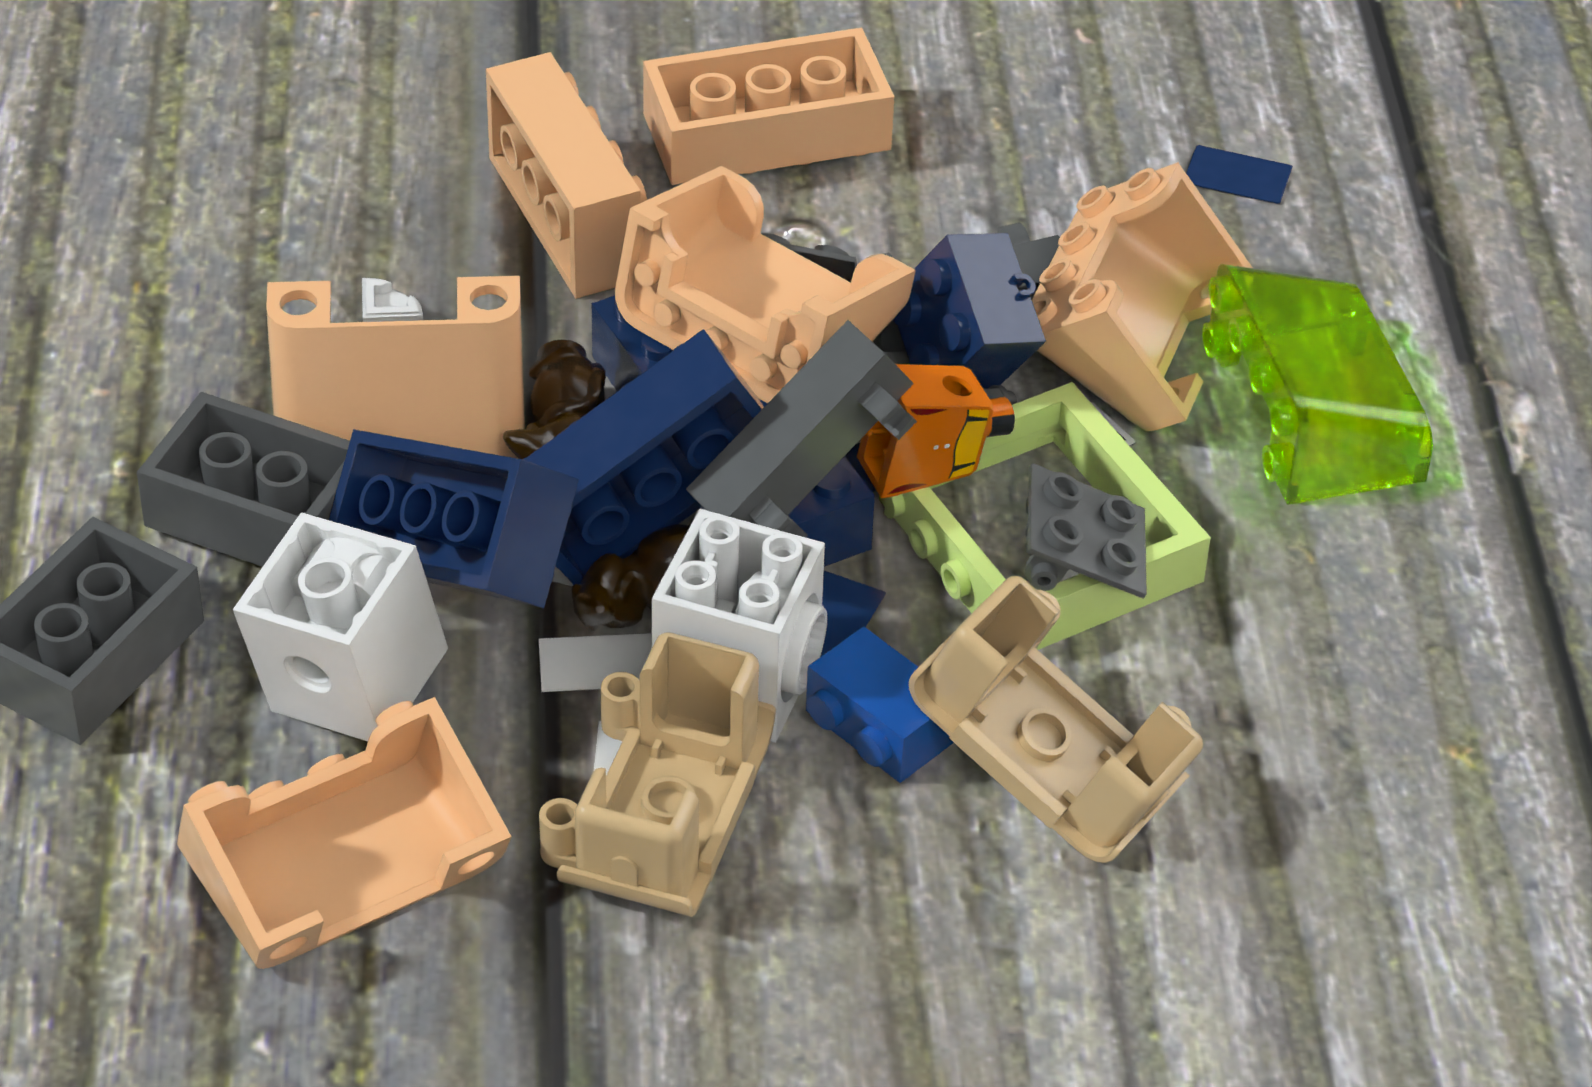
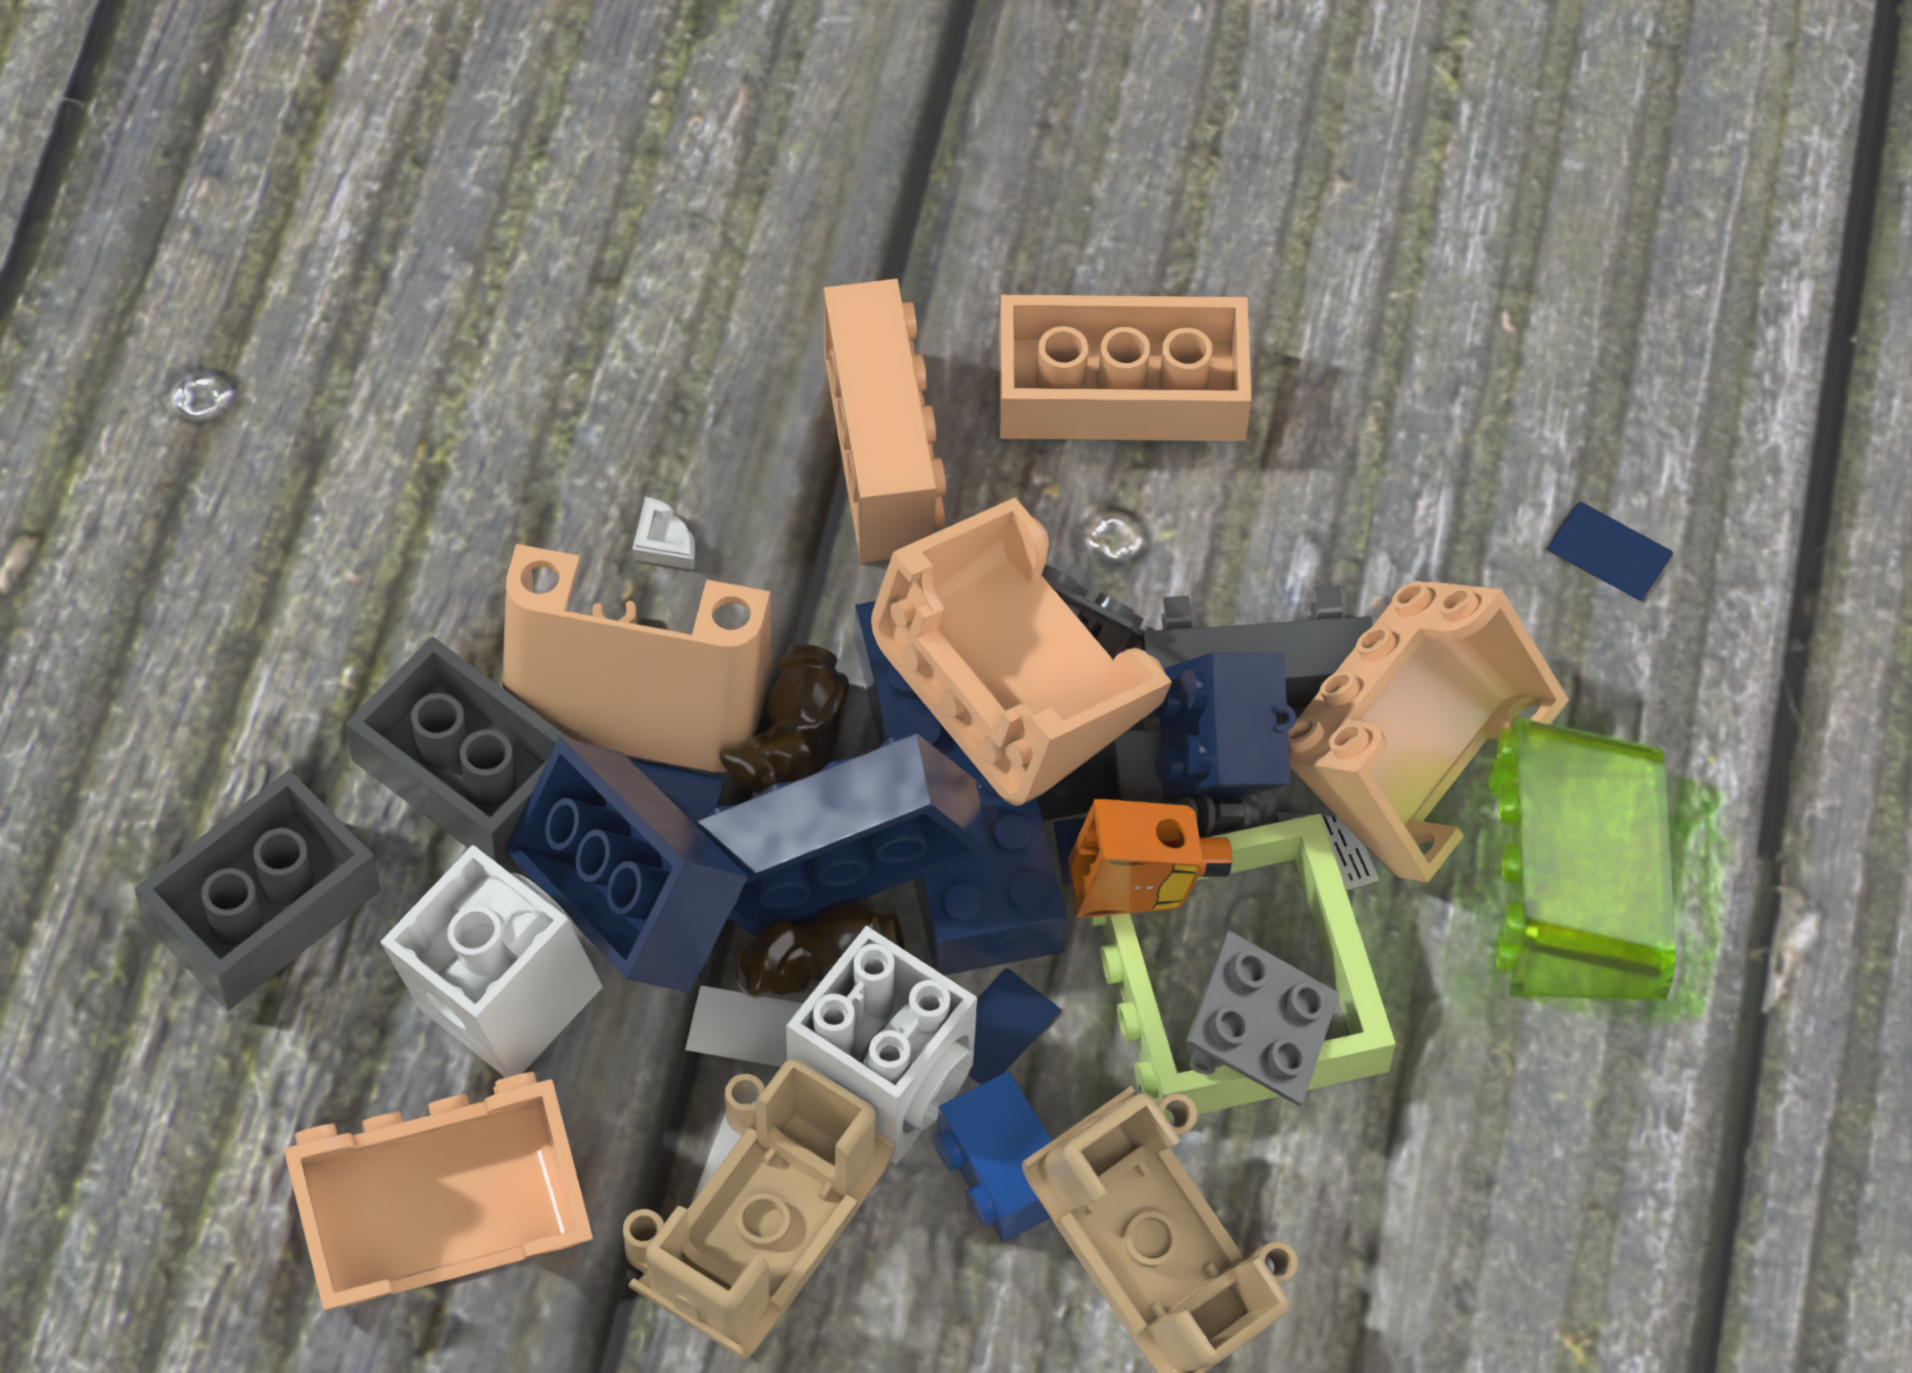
camera: 15 degrees right, 15 degrees up
(805, 432) = (991, 862): dark grey brick -> none

